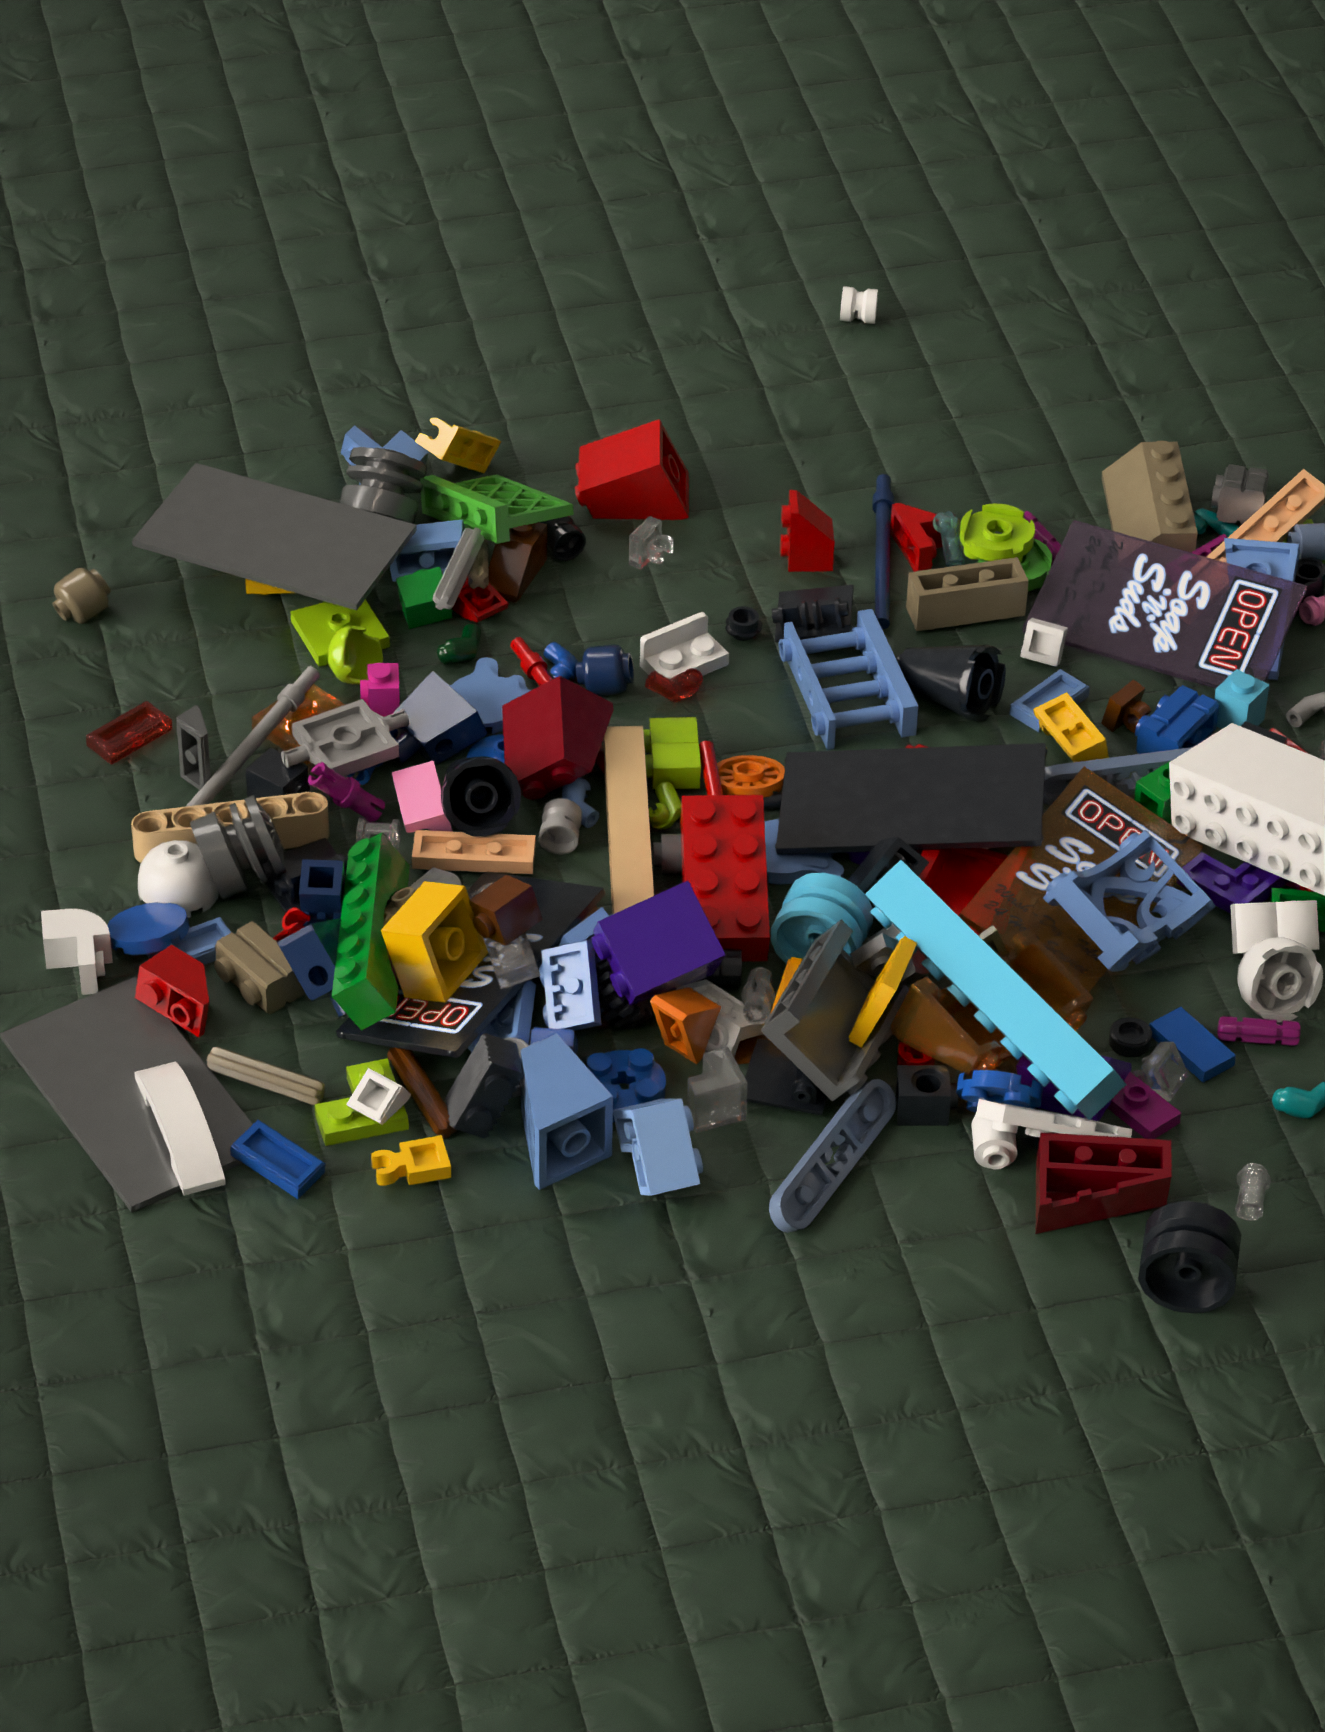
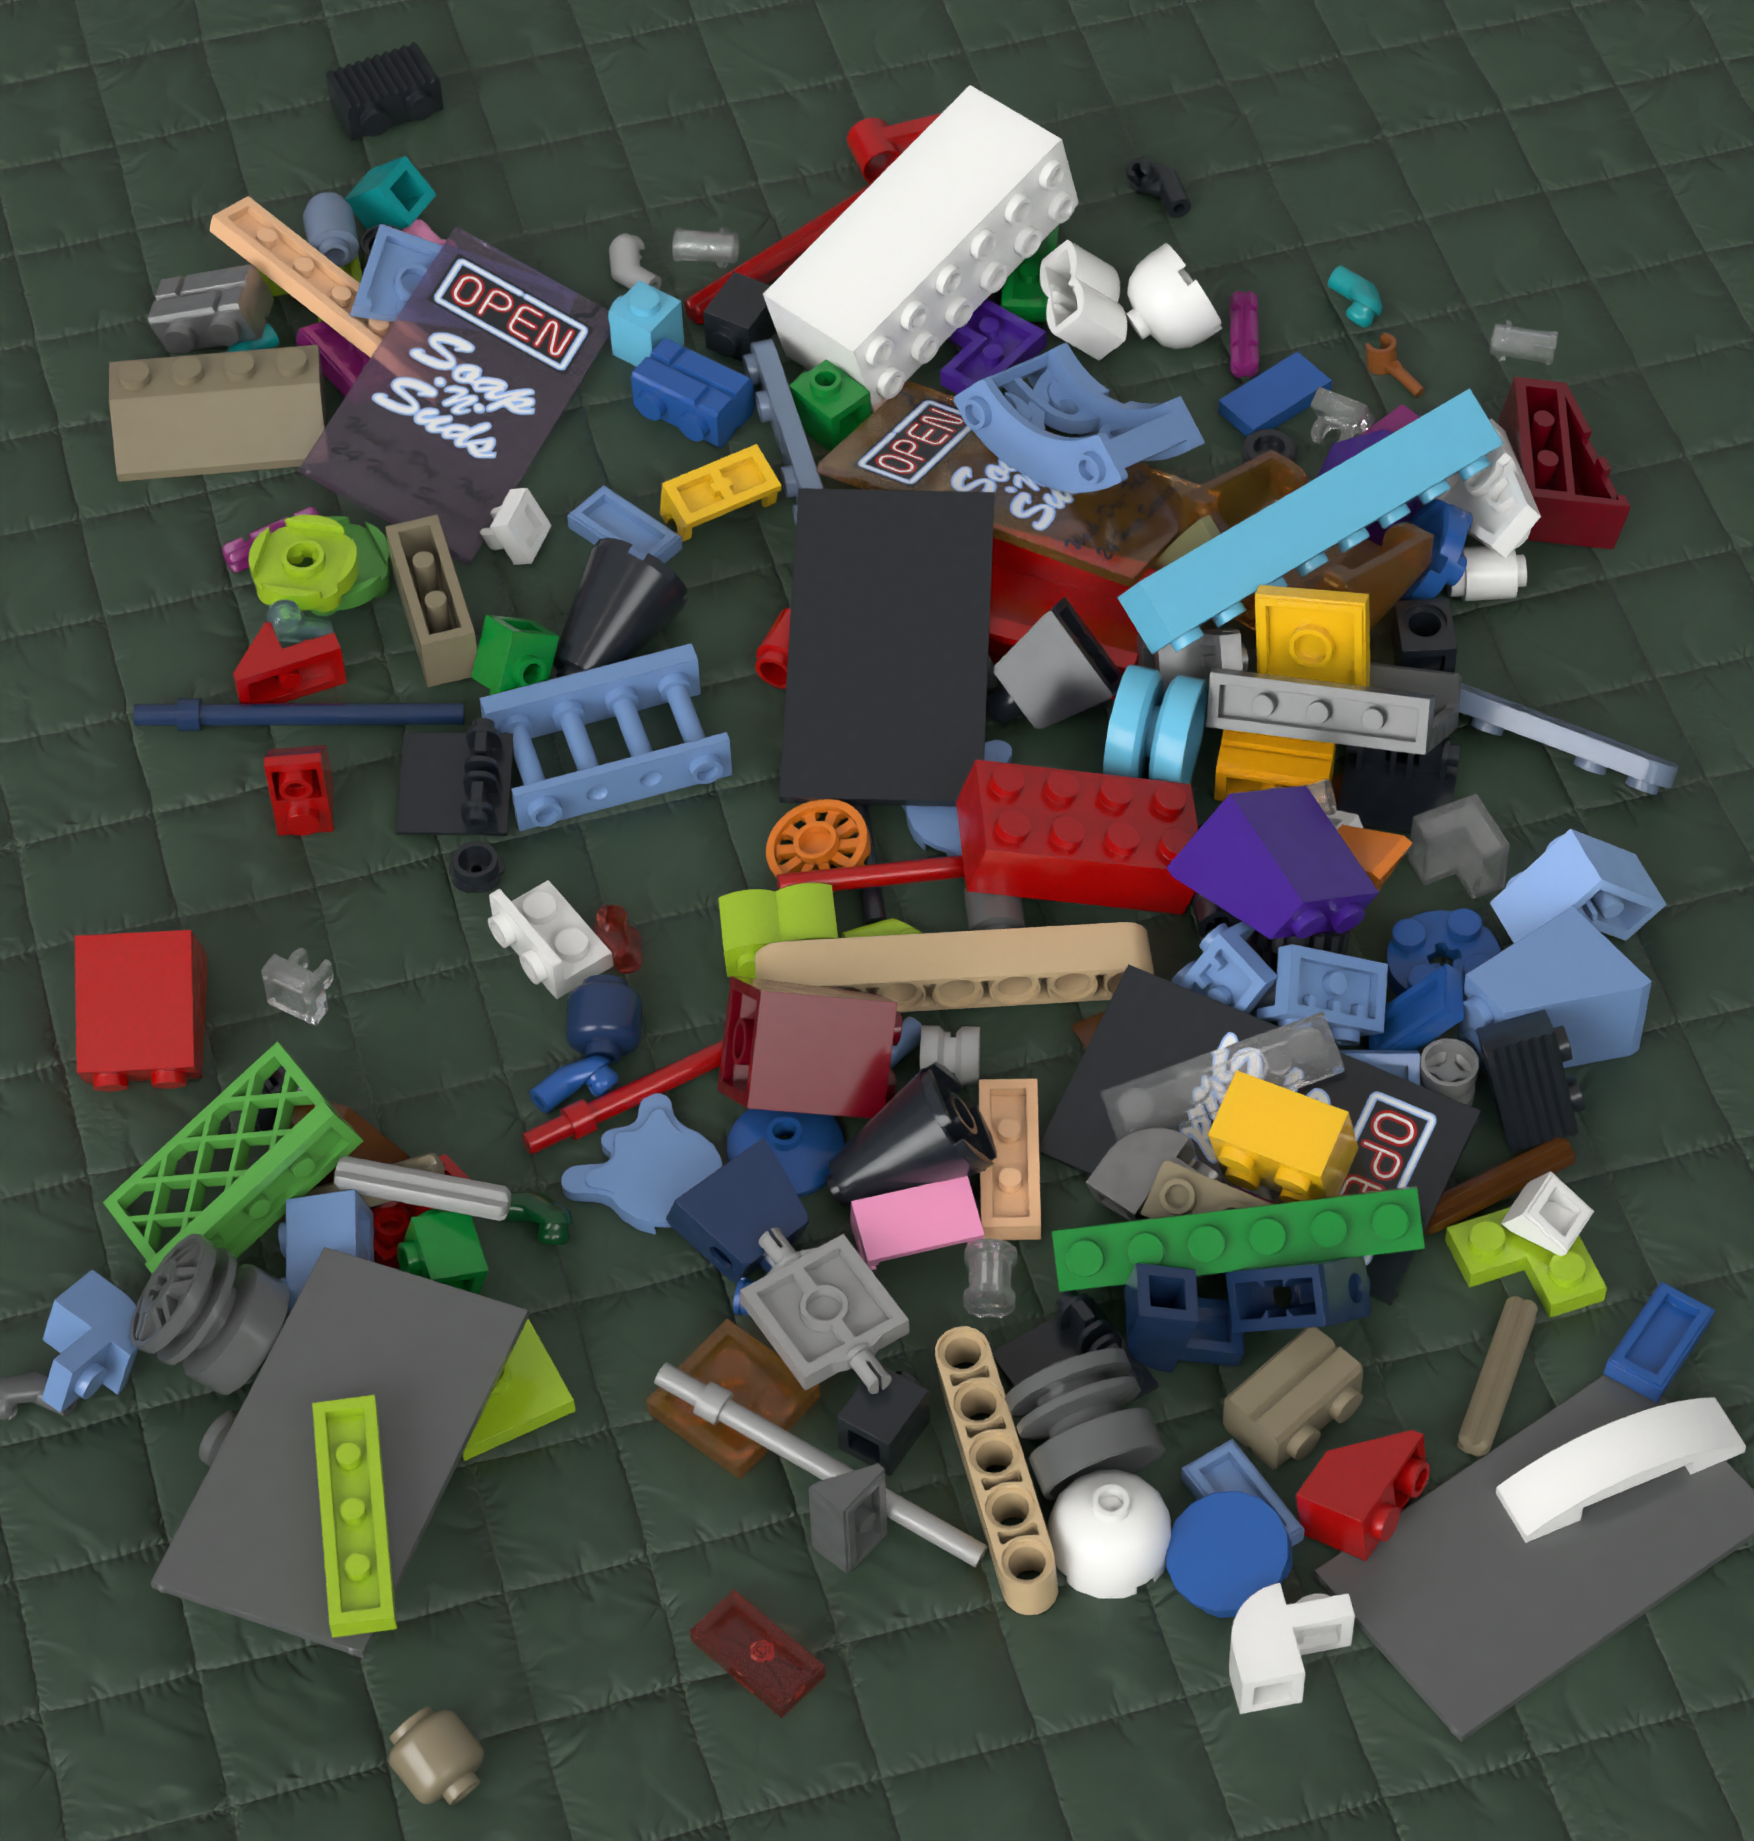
camera: 90 degrees left, 10 degrees up
(214, 525) = (354, 1516): none -> lime plate
(292, 922) = (1220, 1358): red hand -> none
(346, 792) = (929, 1302): magenta pin -> none
(351, 652) = (586, 1346): lime hair -> none
(381, 688) = (674, 1299): dark pink brick -> none
(418, 1161) = (1638, 1172): yellow plate -> none
(460, 445) = (77, 1233): yellow hinge -> none
(505, 910) = (1240, 1040): reddish brown brick -> none
(912, 625) = (513, 653): none -> green brick
(1126, 707) = (653, 443): reddish brown tile -> none
(1190, 1257) = (1678, 376): black wheel -> none
(1234, 1114) = (1385, 361): none -> dark orange hand

